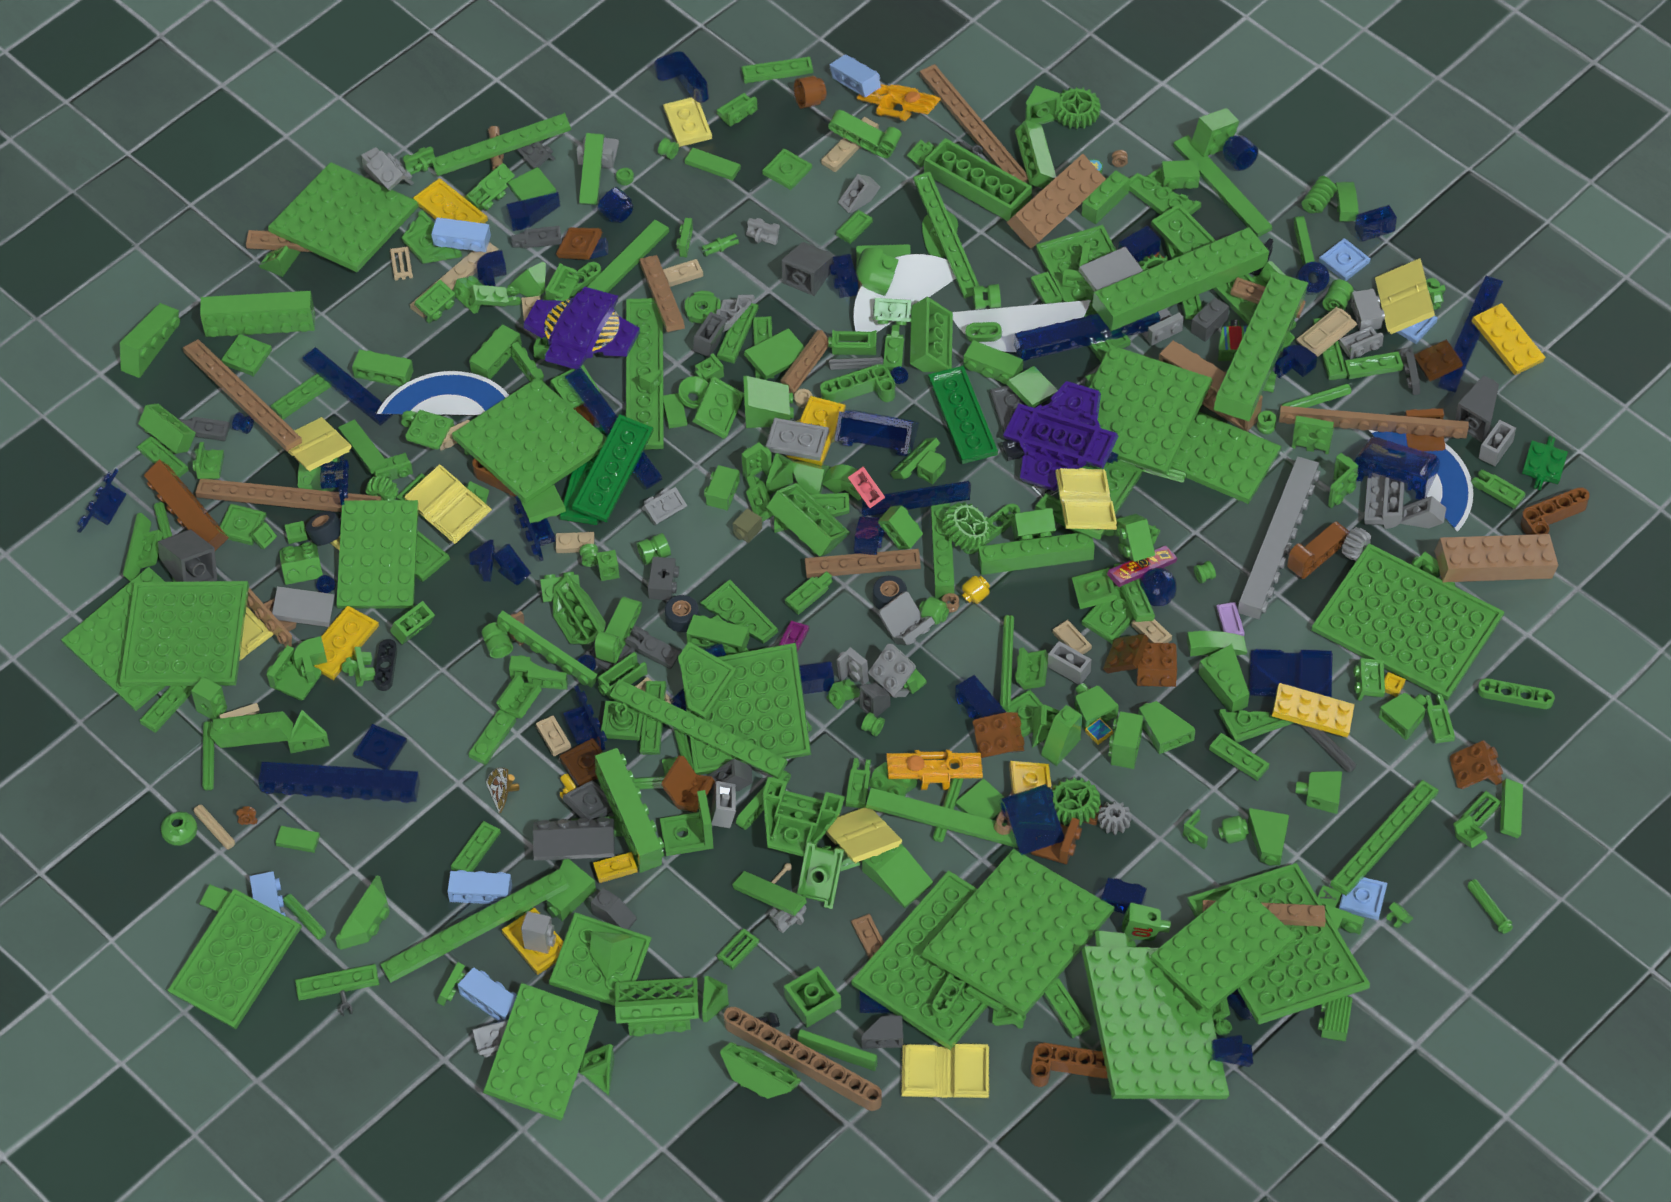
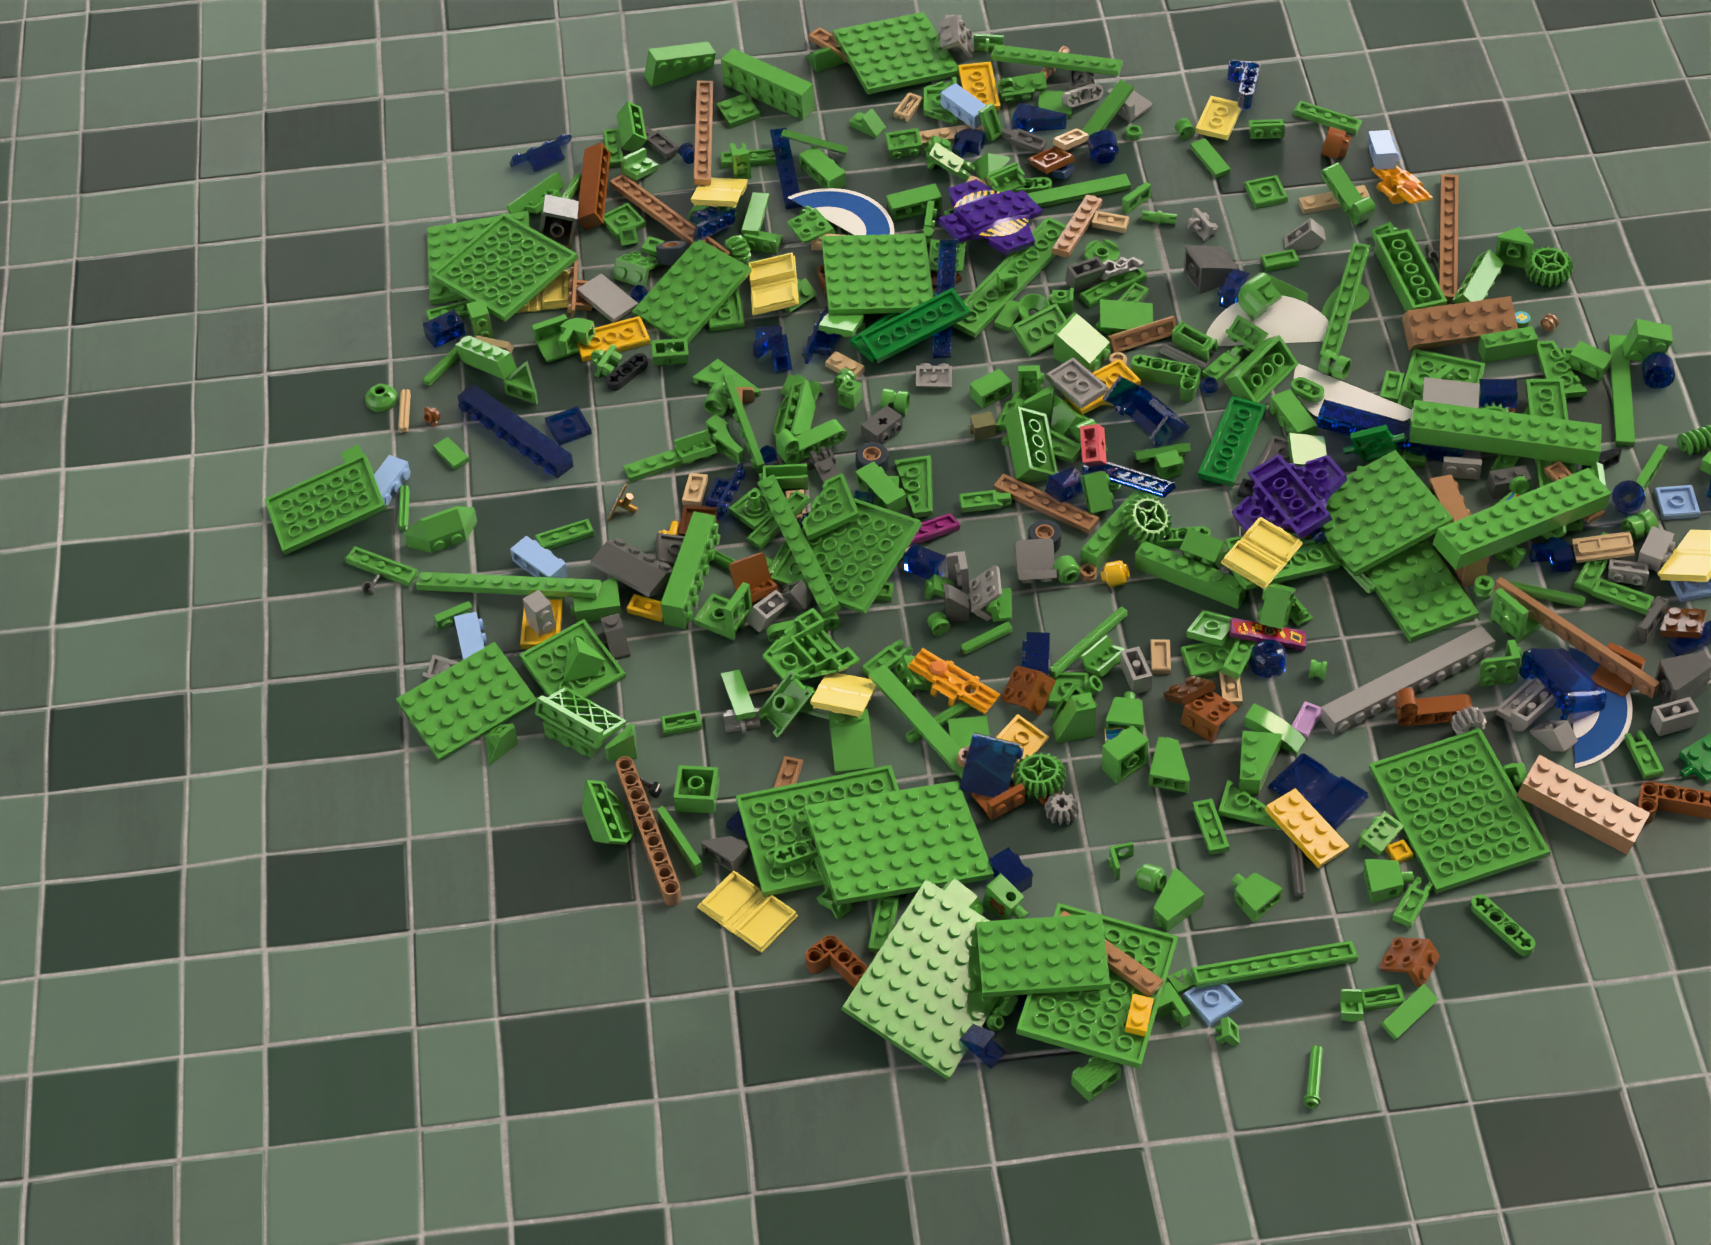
camera: 40 degrees right, 5 degrees down
(177, 727) = (444, 328): none -> clear blue brick
(304, 405) = (740, 162): none -> bright green hinge
(355, 346) = (812, 141): none -> bright green tile
(382, 301) = (868, 123): none -> bright green slope
(476, 617) = (715, 373): none -> bright green wing
(497, 237) = (990, 122): none -> bright green tile
(552, 165) = (1077, 92): none -> light grey beam
(579, 213) = (1070, 139): none -> tan plate
(920, 712) = (986, 638): none -> bright green axle
(1044, 697) = (1093, 685): none -> bright green bush
(1084, 348) = (1374, 443): none -> green plate
(1224, 317) = (1519, 485): none -> bright green tile
(1333, 945) = (1139, 1015): none -> yellow plate

